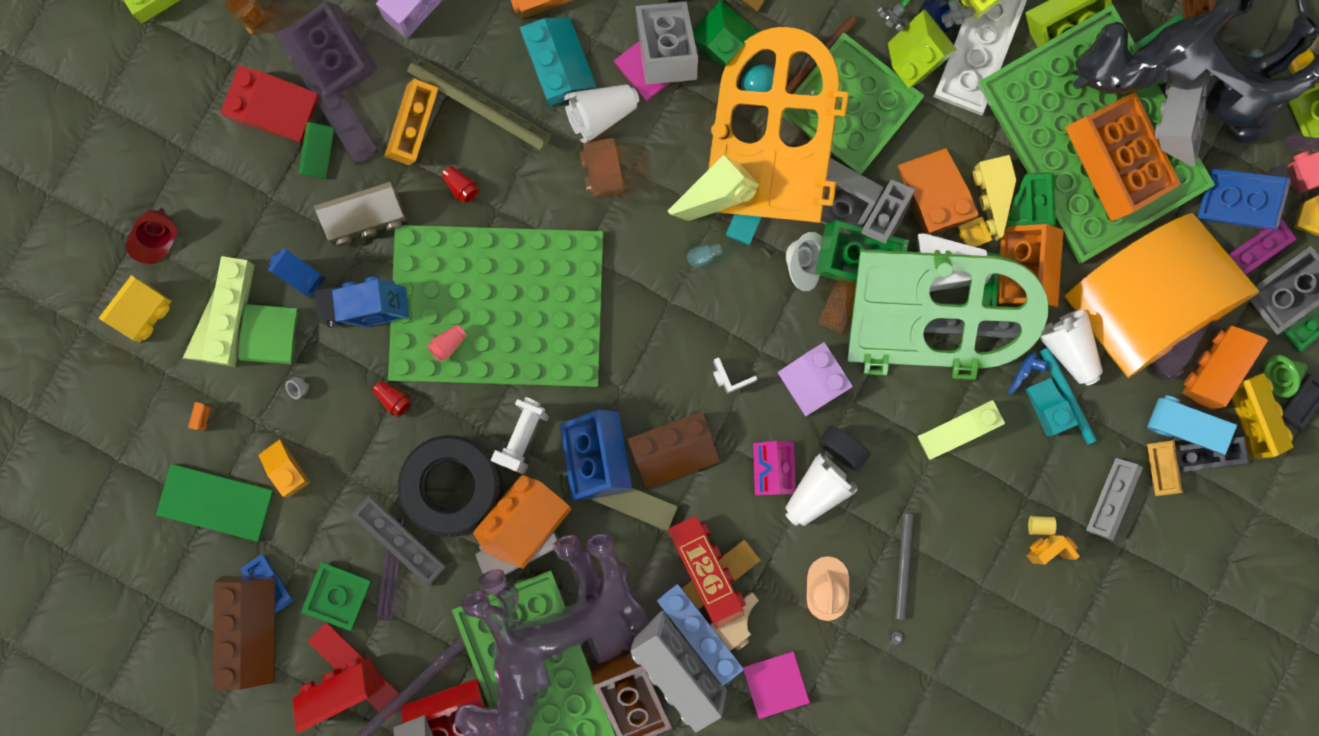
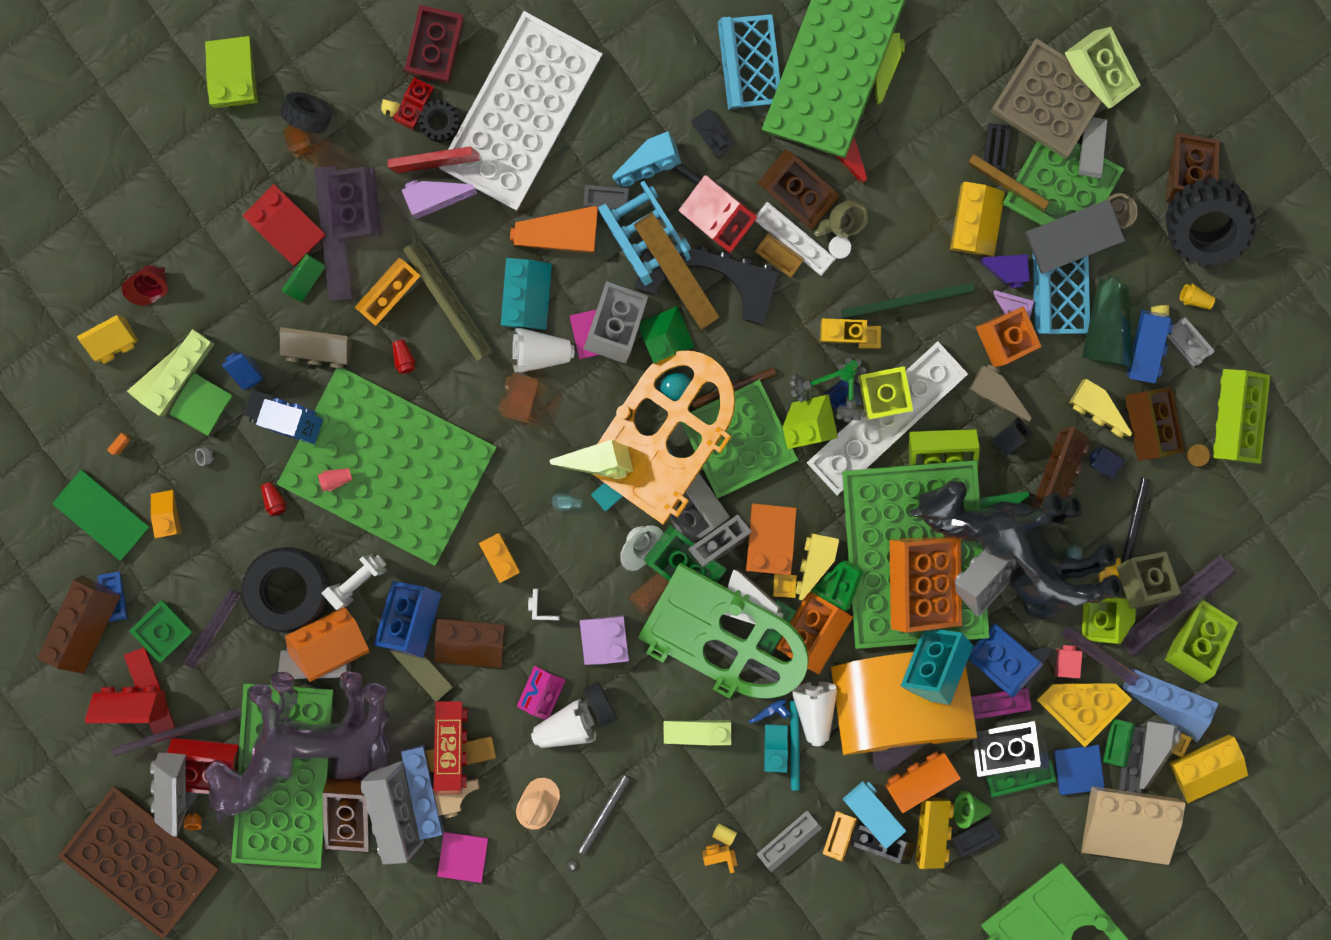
camera: 30 degrees right, 5 degrees up
(397, 540) = (226, 611): dark grey tile -> none
(662, 344) = (499, 557): none -> light orange brick
(1180, 233) = (937, 665): none -> teal slope

